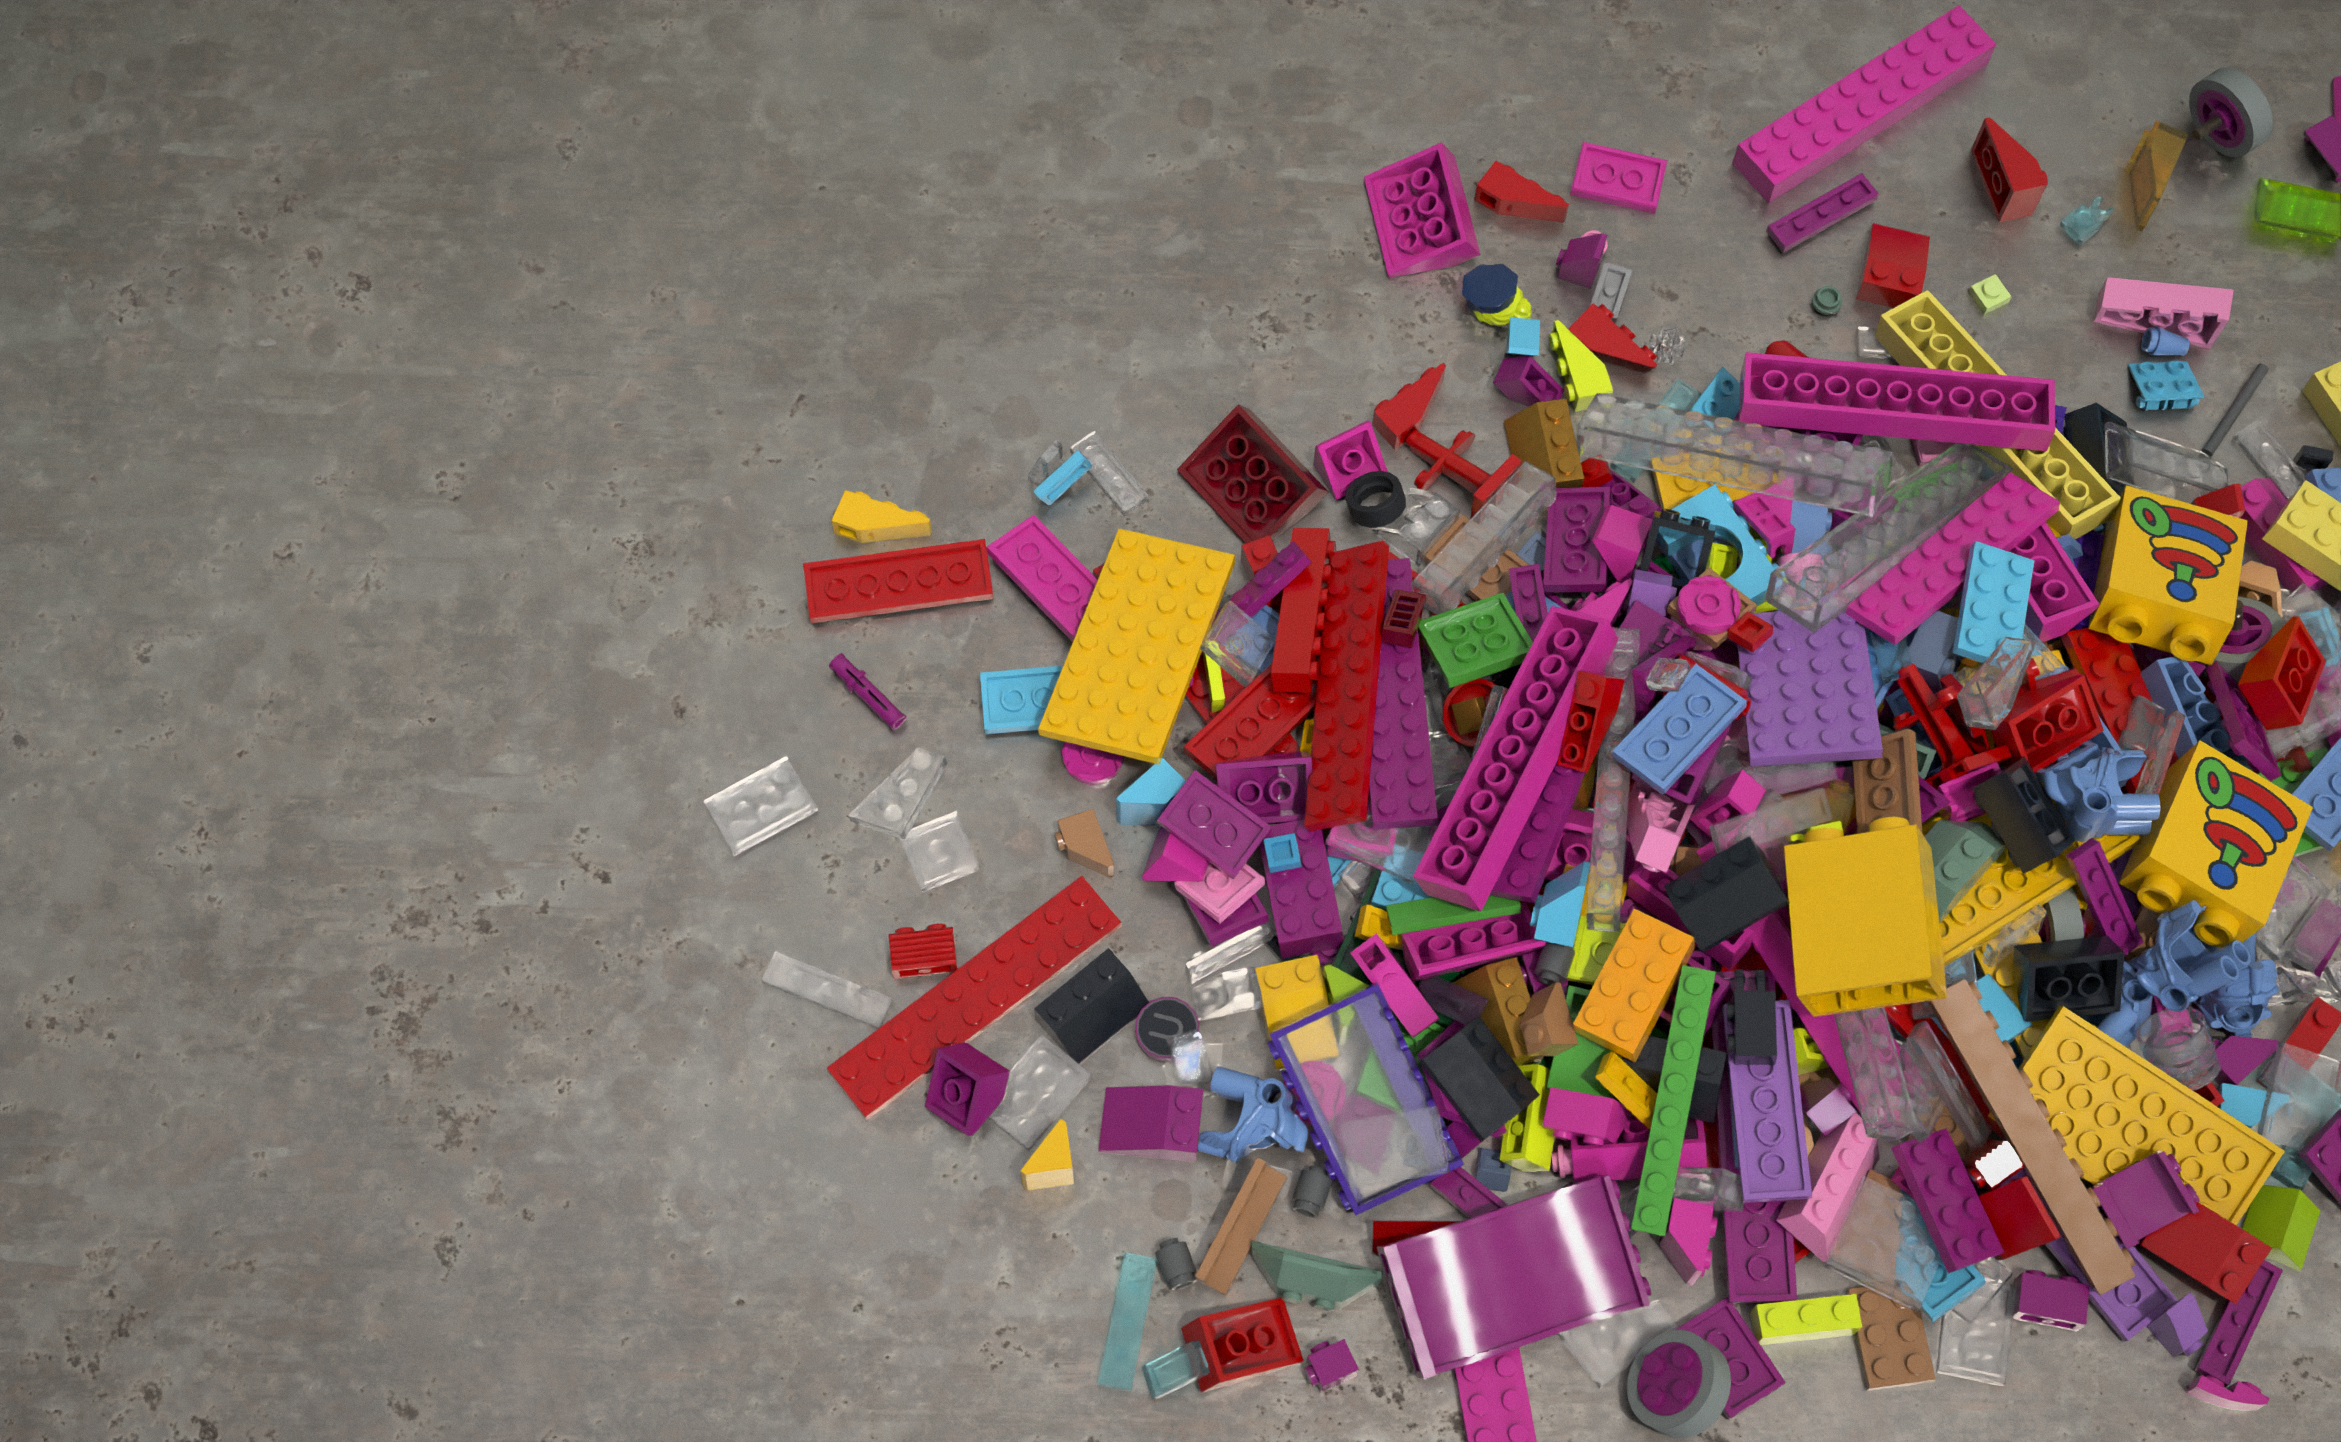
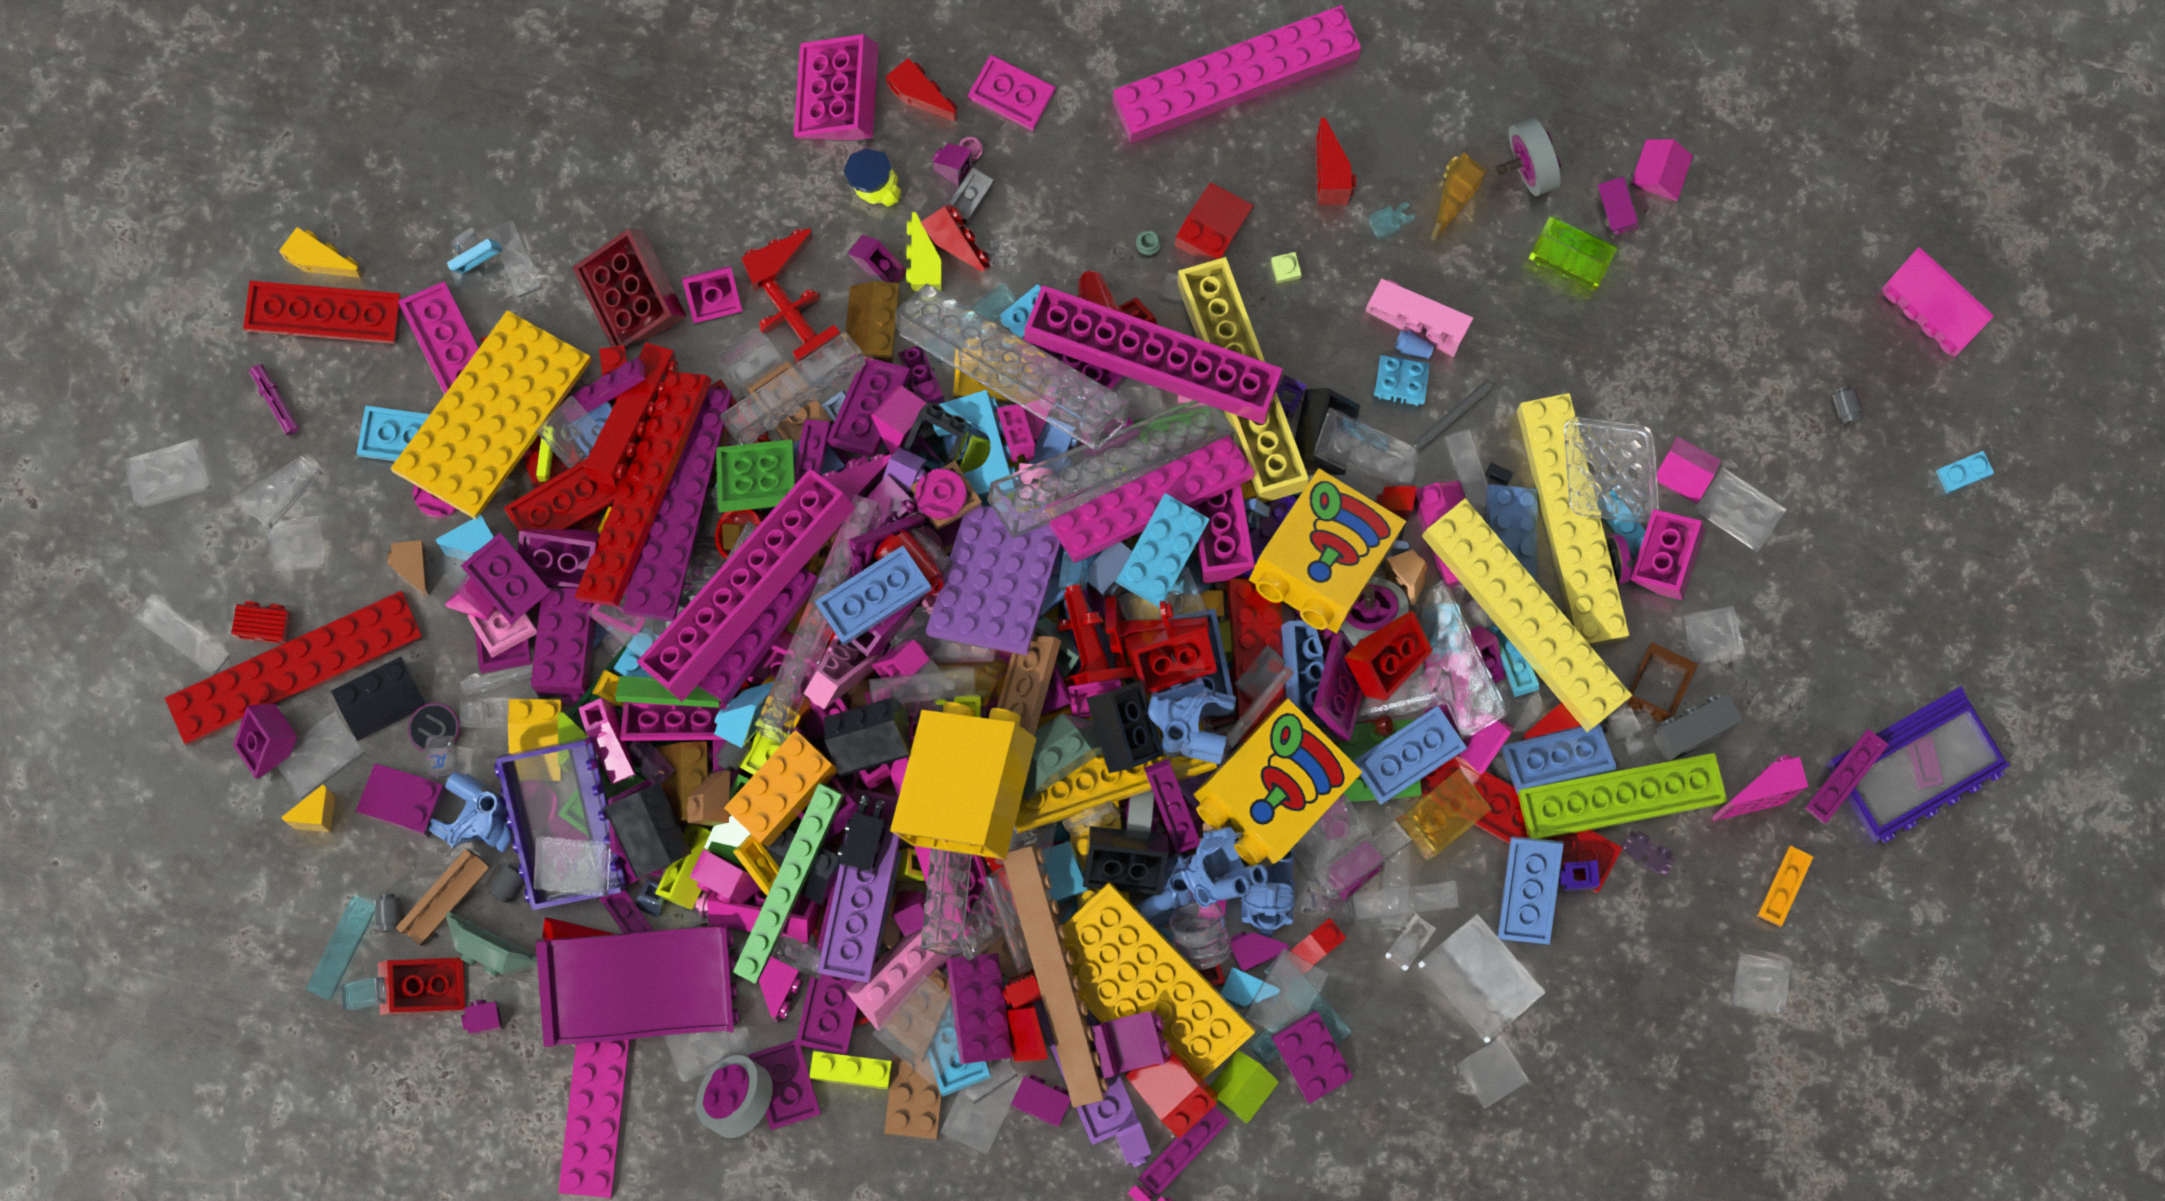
camera: 10 degrees right, 10 degrees up
(1282, 853) = (551, 614): dark azure plate -> none
(1379, 514) = (724, 346): black tyre -> none
(1399, 635) = (700, 461): dark red slope -> none
(1523, 337) = (879, 223): medium azure slope -> none
(1589, 718) = (810, 566): red slope -> none
(1595, 472) = (904, 351): red plate -> none
(1668, 674) = (875, 550): clear plate -> none
(1750, 631) = (967, 523): red plate -> none
(1822, 212) = (1169, 164): magenta plate -> none
(1995, 685) = (1132, 618): clear slope -> none

